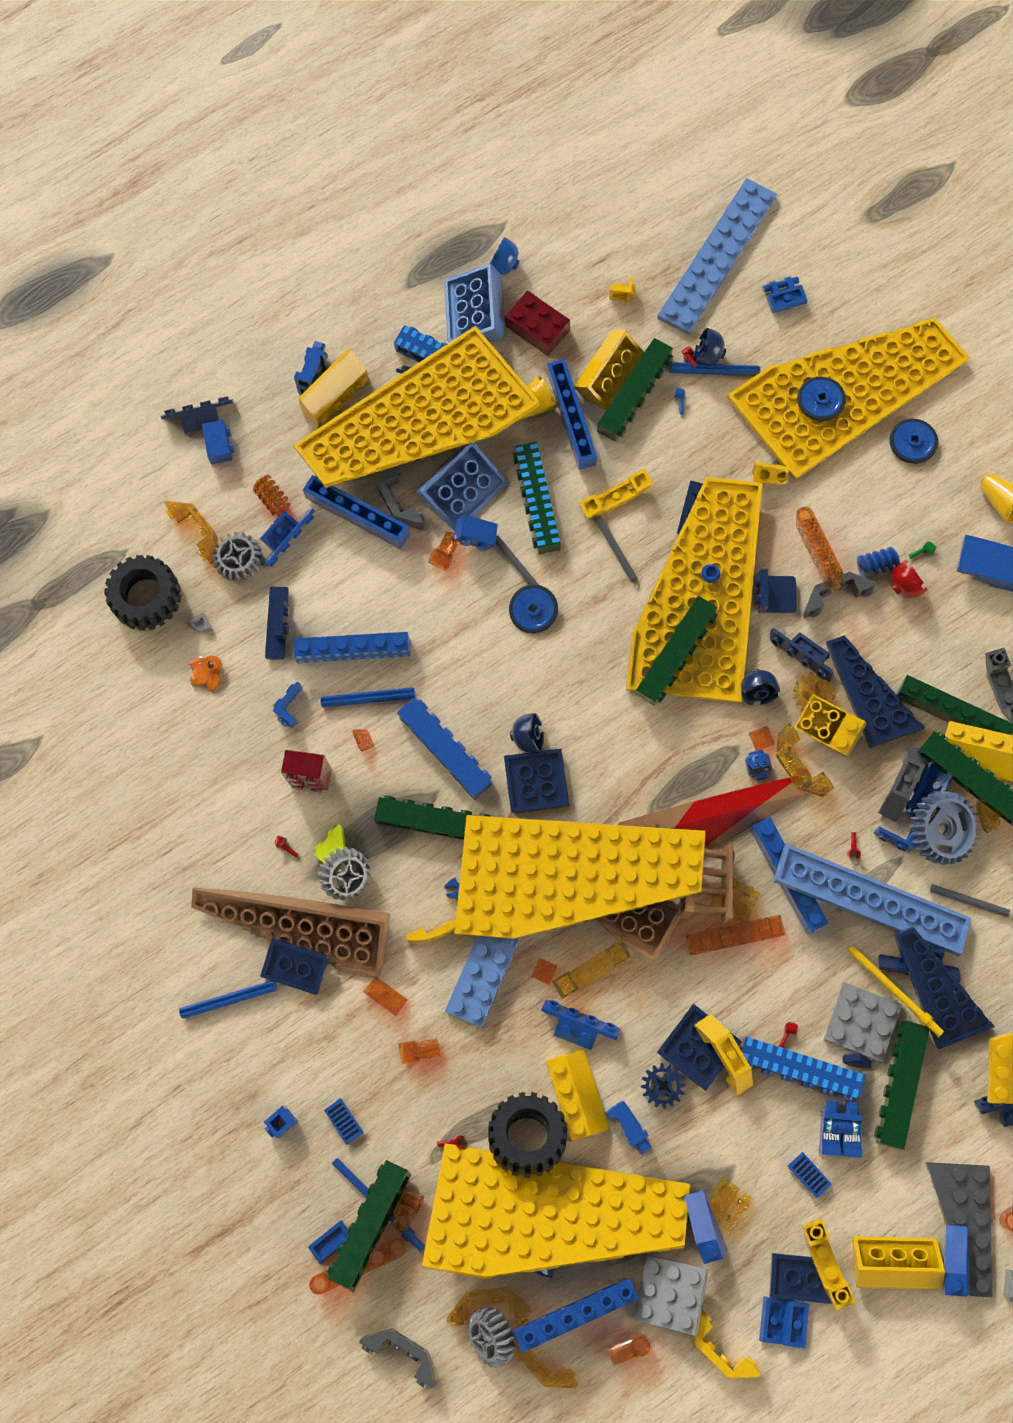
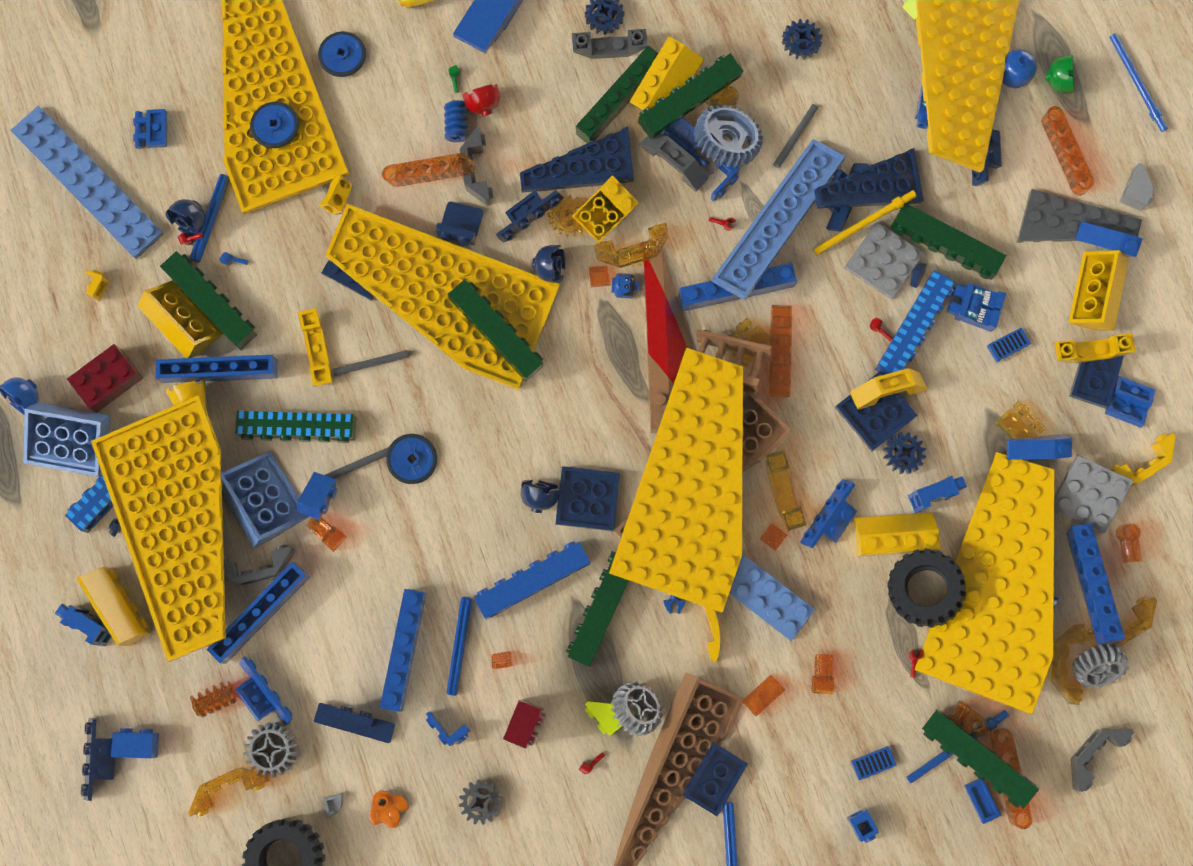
camera: 80 degrees left, 5 degrees up
(222, 758) = (475, 792): none -> dark grey gear
(710, 573) = (426, 277): blue plate -> none

